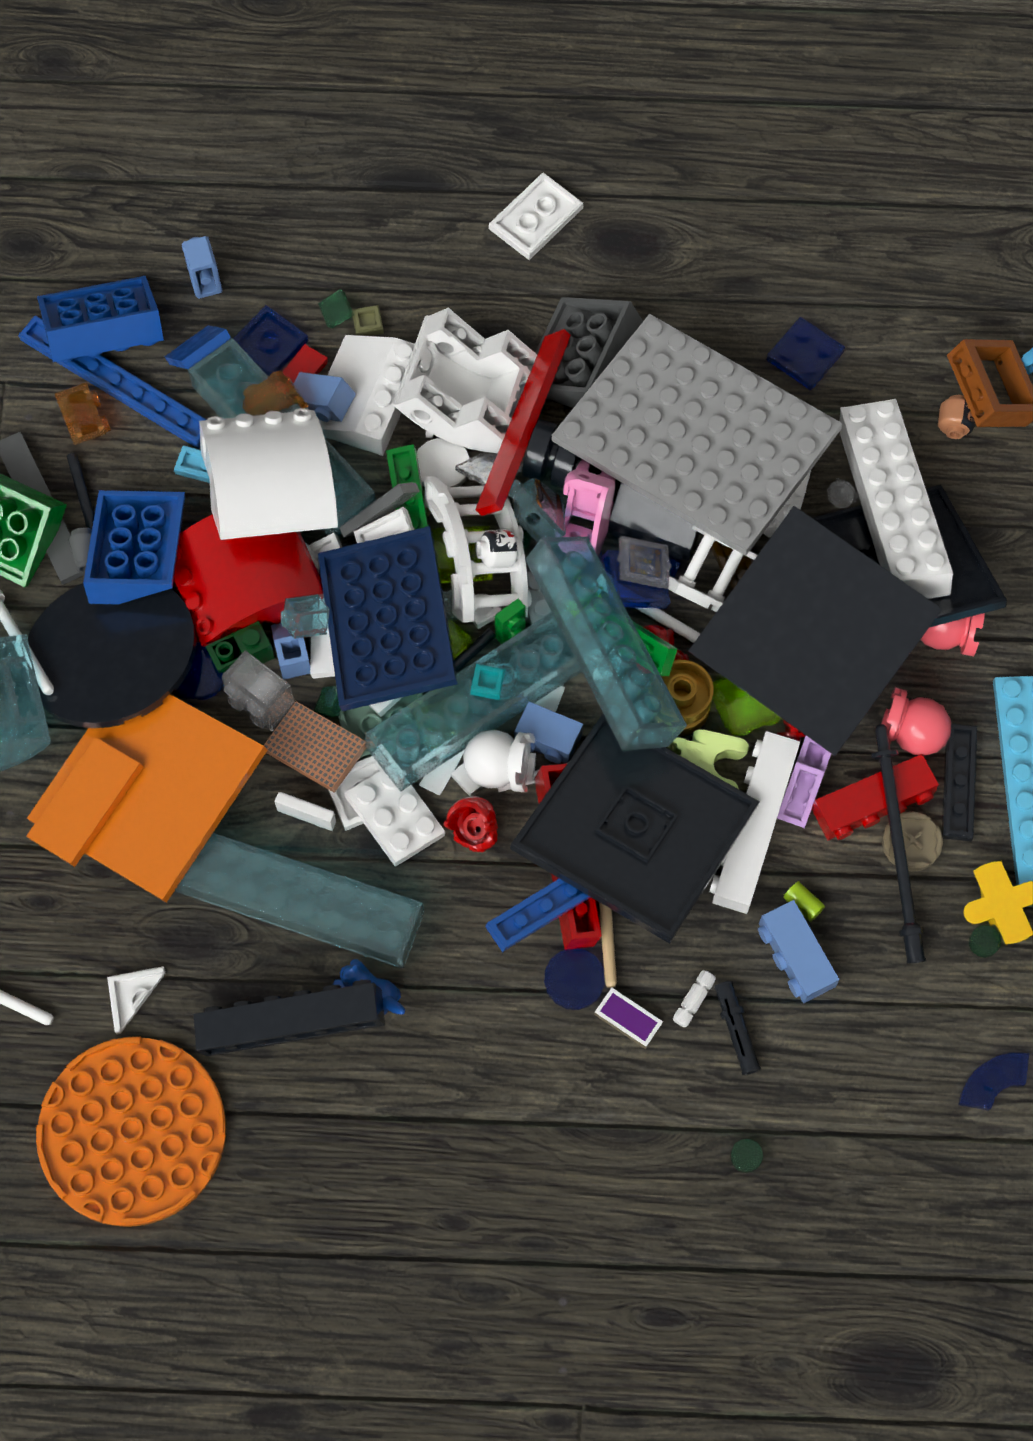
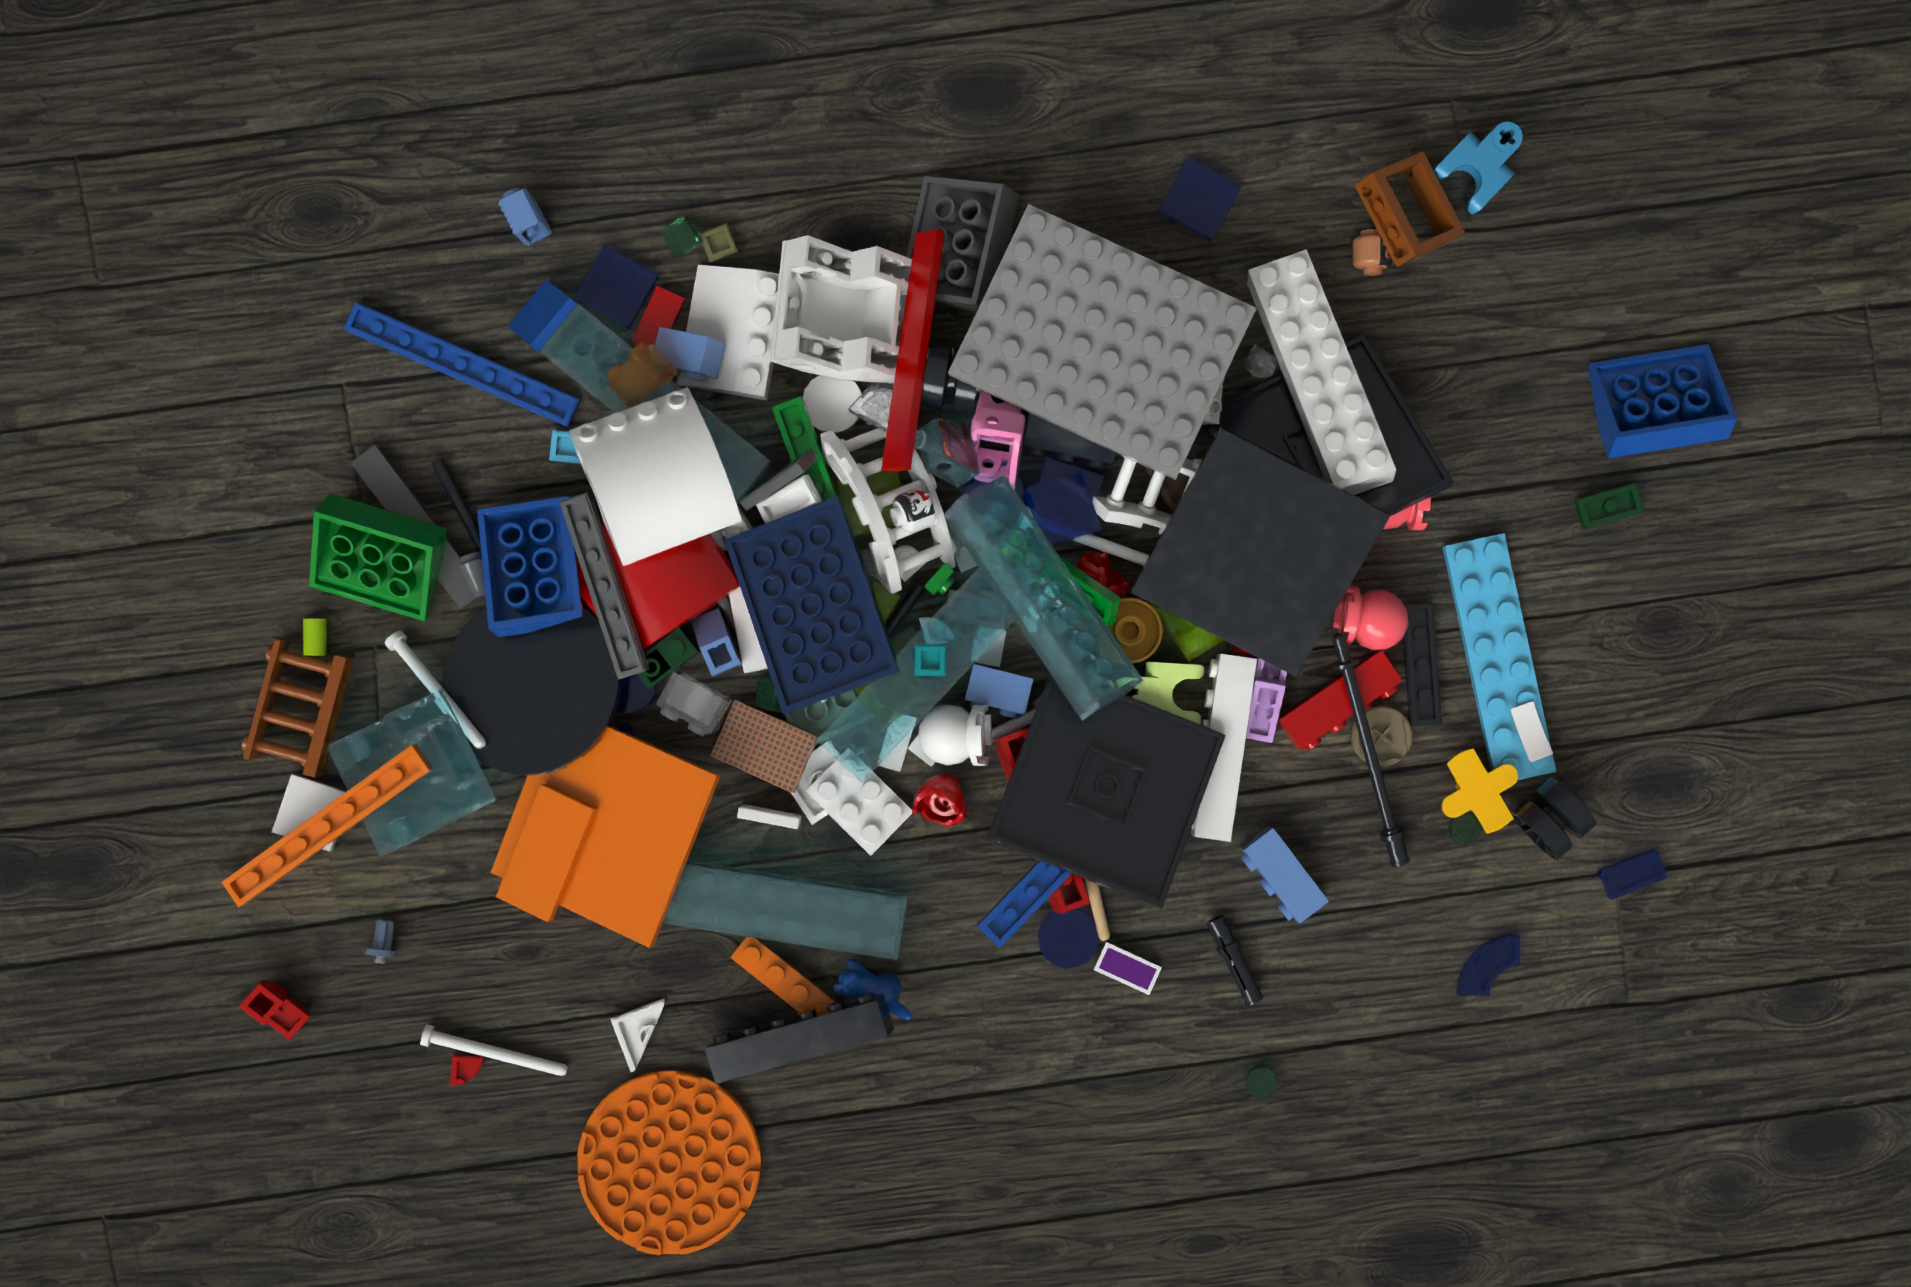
camera: 10 degrees left, 20 degrees up
(81, 415) = (437, 417): clear orange cylinder -> none
(100, 319) = (426, 297): blue slope -> none
(198, 568) = (604, 585): none -> dark grey tile
(278, 959) = (780, 976): none -> orange plate
(305, 616) = (727, 618): clear light blue brick -> none
(536, 216) = (878, 78): white tile -> none
(643, 562) = (1067, 490): clear piece -> none
(694, 998) = (1188, 937): white axle -> none
(805, 900) = (1282, 820): lime piece -> none

